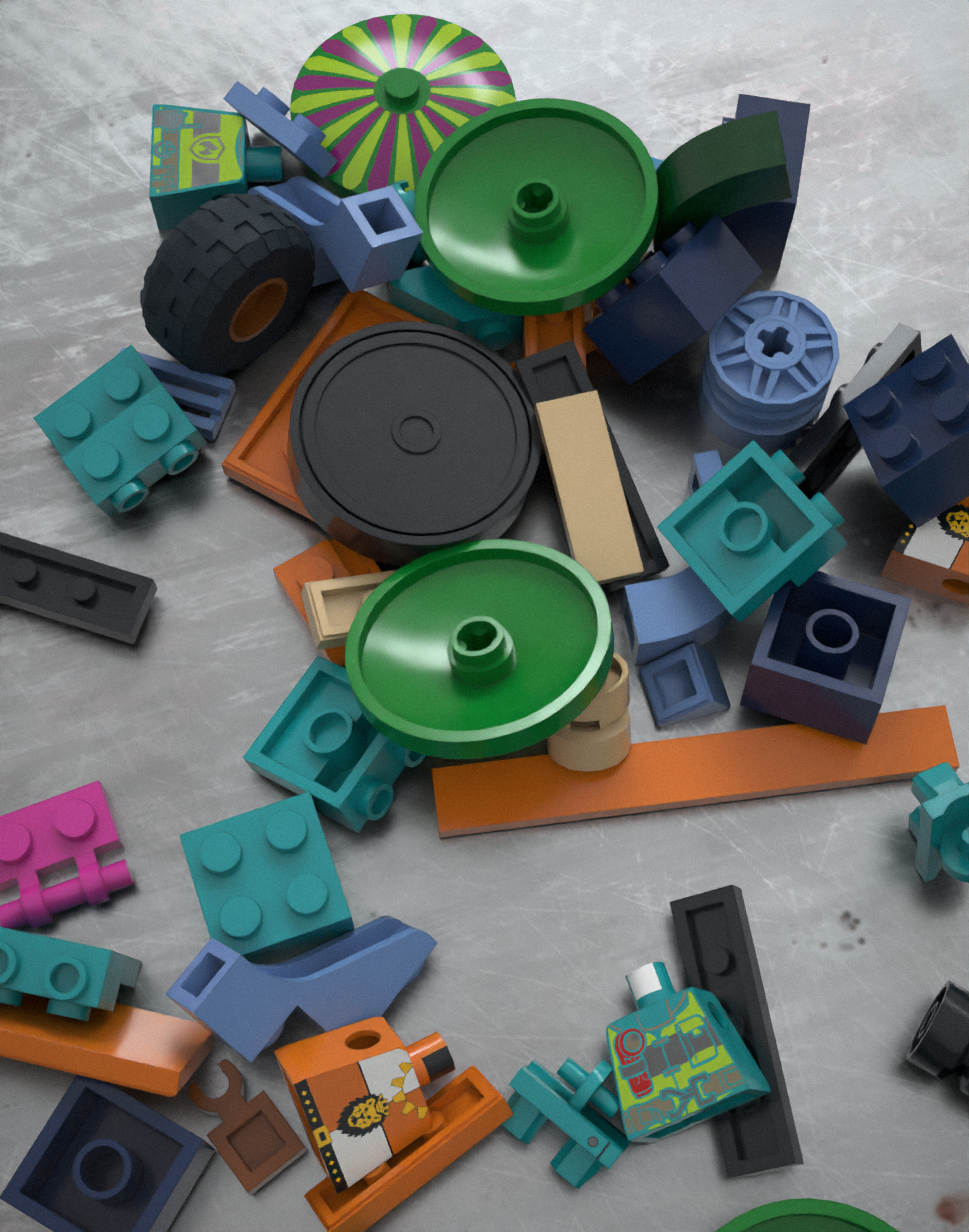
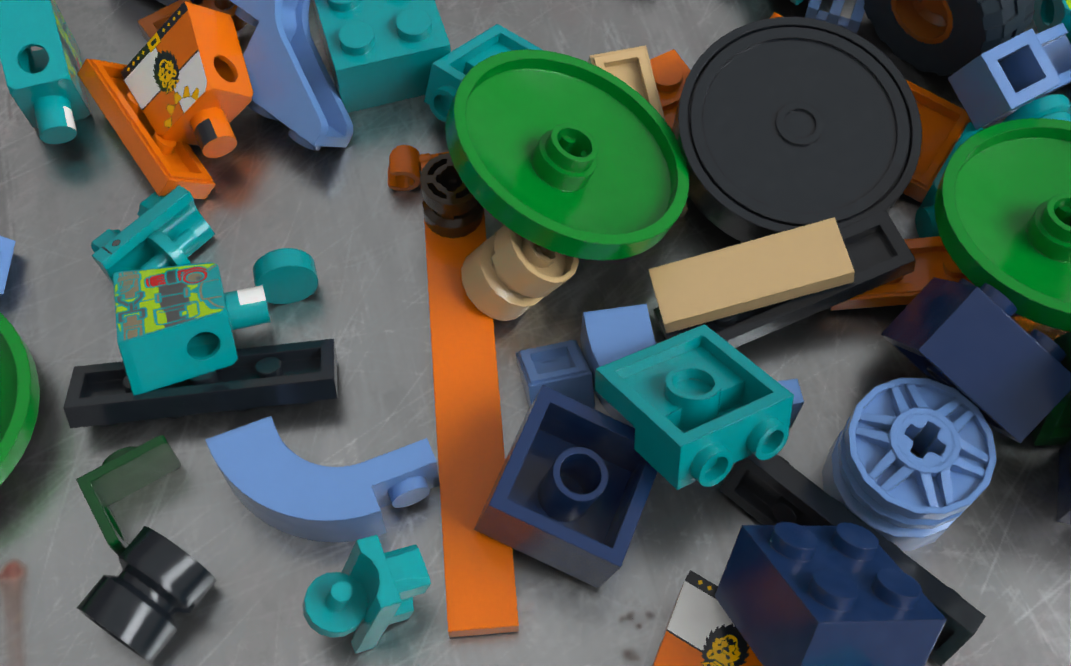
camera: 90 degrees right, 5 degrees down
(441, 850) = (406, 167): none -> orange hand
(504, 796) = (447, 202): none -> dark brown wheel
(597, 962) = (286, 275): none -> teal tile
(847, 1099) = (122, 475): none -> dark green bracket
(852, 899) = (318, 499): none -> medium blue arch

